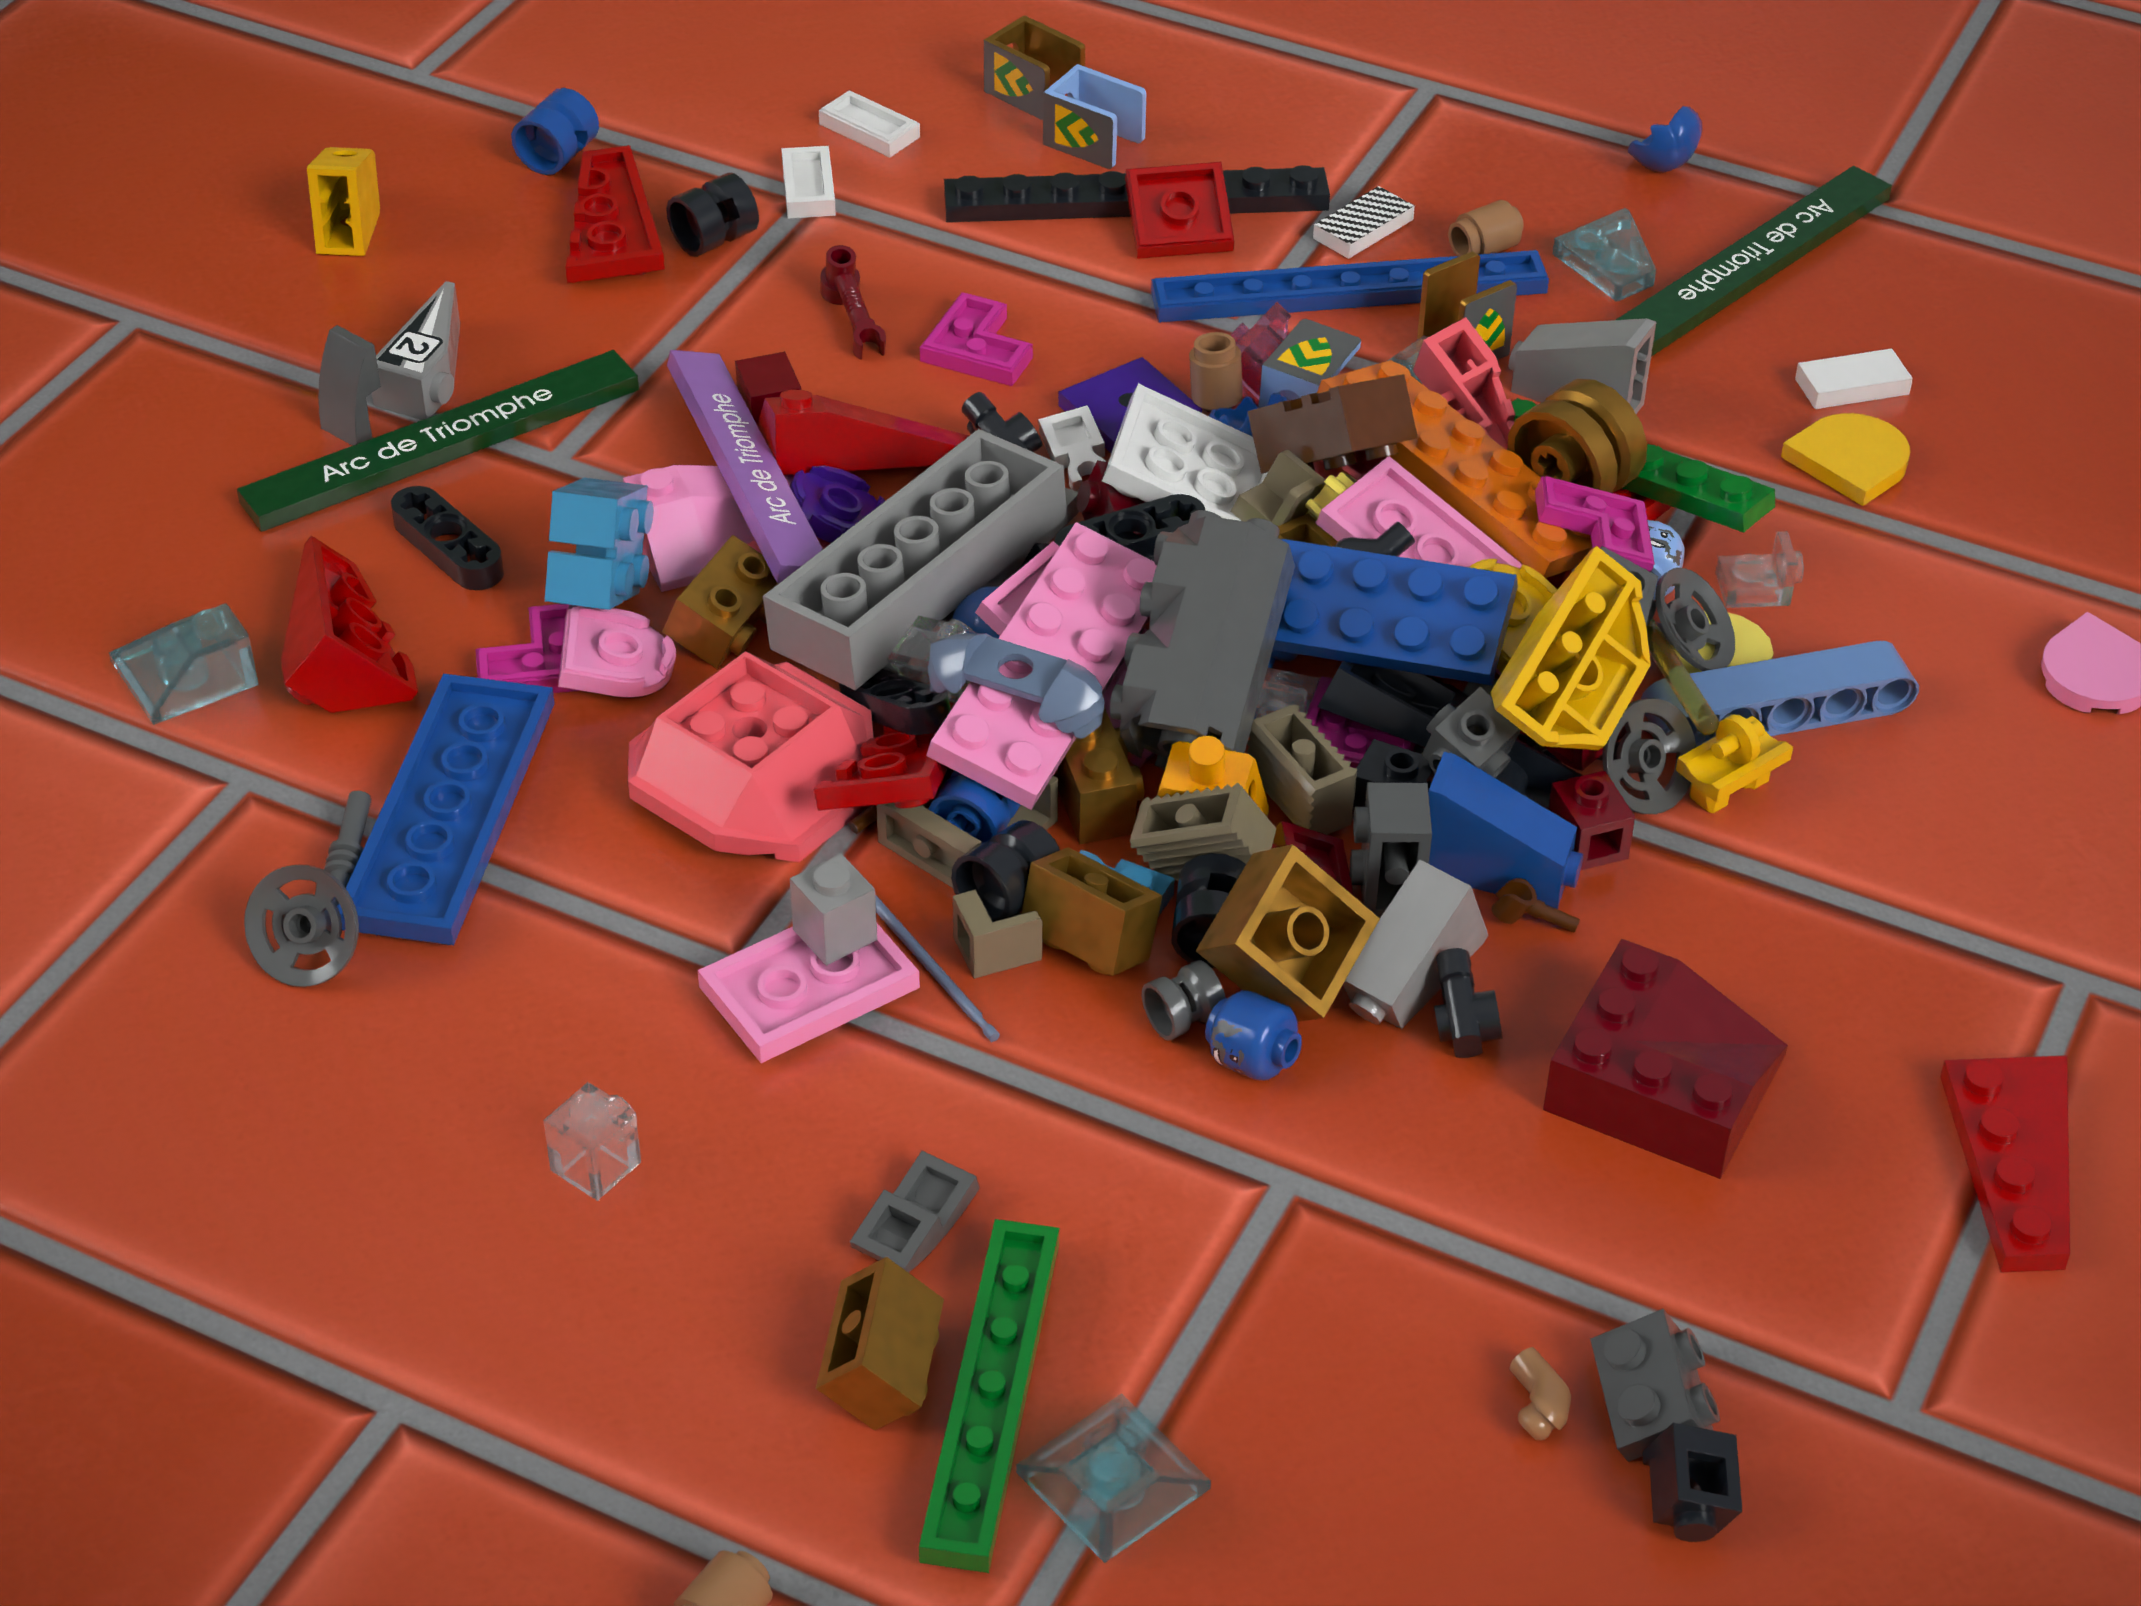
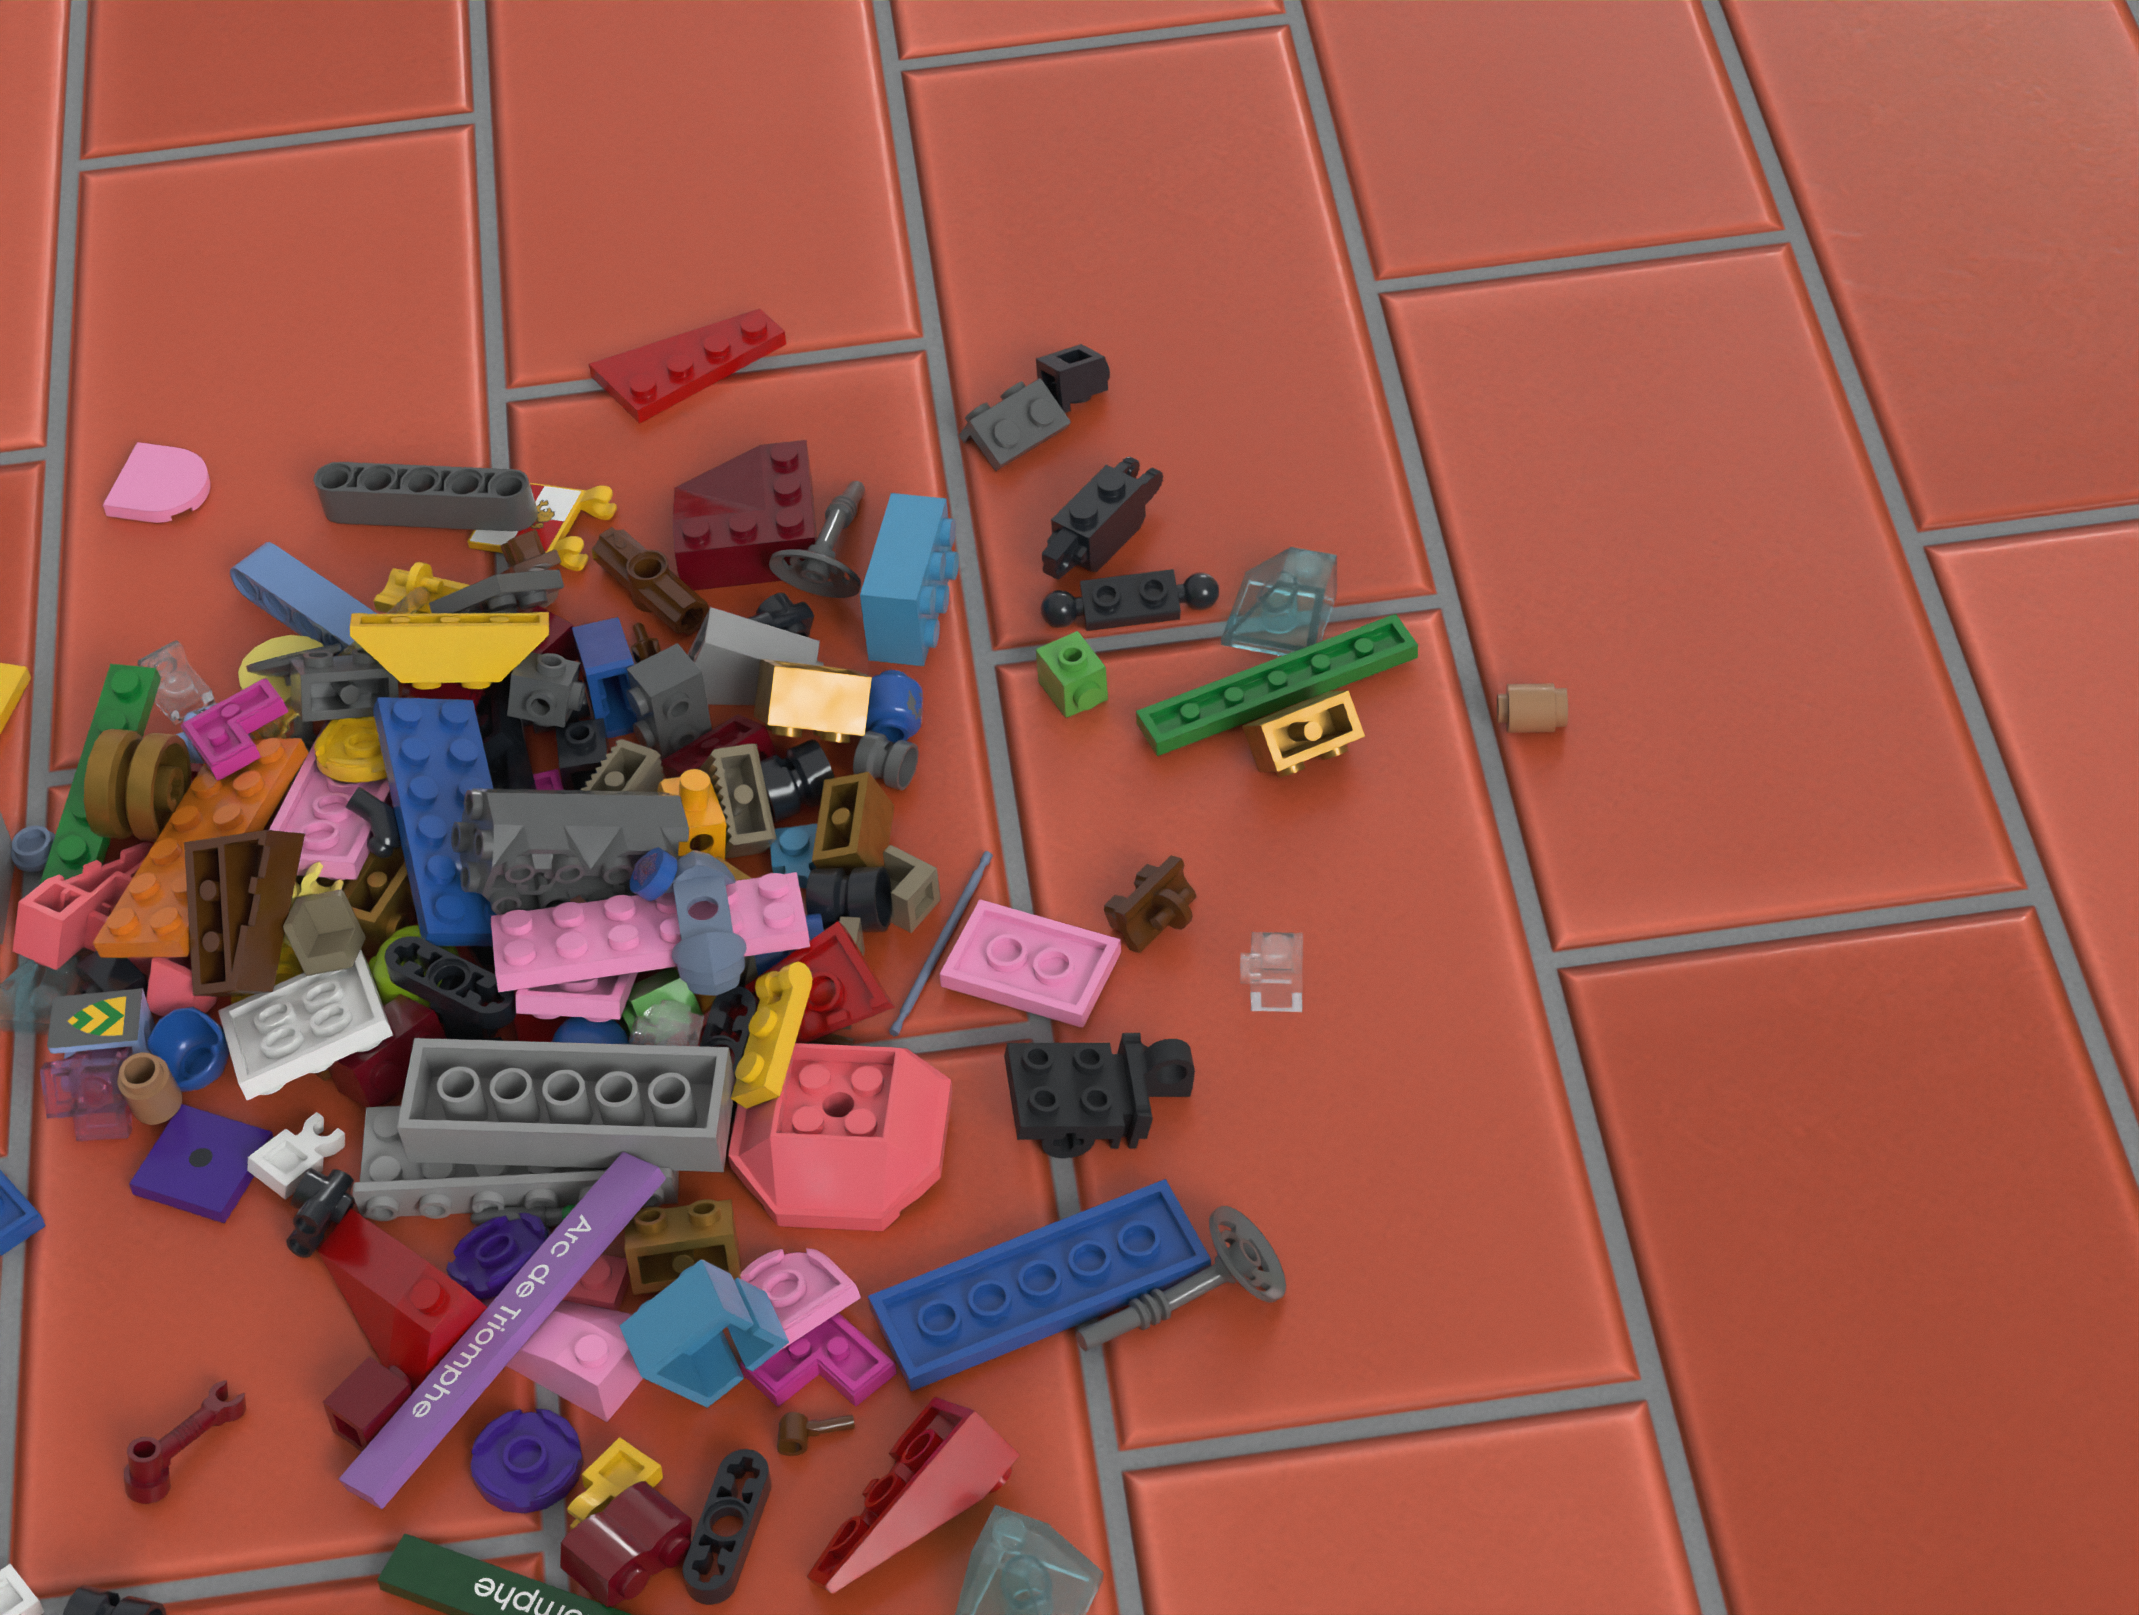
camera: 120 degrees left, 5 degrees up
(482, 605) = (796, 1428): none -> reddish brown hand
(483, 465) = (626, 1544): none -> dark red brick
(542, 481) = (610, 1475): none -> yellow plate
(602, 932) = (1087, 1093): none -> black plate
(633, 452) = (526, 1460): none -> dark purple tile
(776, 1103) = (1157, 902): none -> reddish brown hips
(833, 909) = (982, 943): light grey brick -> none
(857, 696) = (772, 1034): none -> yellow plate
(917, 1214) = (1189, 800): dark grey slope -> none
(969, 344) = (177, 1340): dark pink tile -> none
(1094, 653) = (653, 874): none -> blue tile
(1167, 1209) = (1072, 674): none -> bright green brick
(1248, 1334) = (1130, 600): none -> black plate
(1399, 1361) = (1100, 518): none -> black hinge
(1423, 1116) = (908, 579): none -> dark azure brick
(1526, 1059) = (819, 560): none -> dark grey dish
(1547, 1392) = (1054, 465): medium nougat arm -> none
(1590, 943) = (650, 581): none -> reddish brown piece
(1660, 778) = (501, 593): none -> dark grey plate
(1707, 850) = (528, 555): none -> reddish brown hips
(1818, 909) = (556, 514): none -> flag
(1903, 823) = (426, 496): none -> dark grey beam

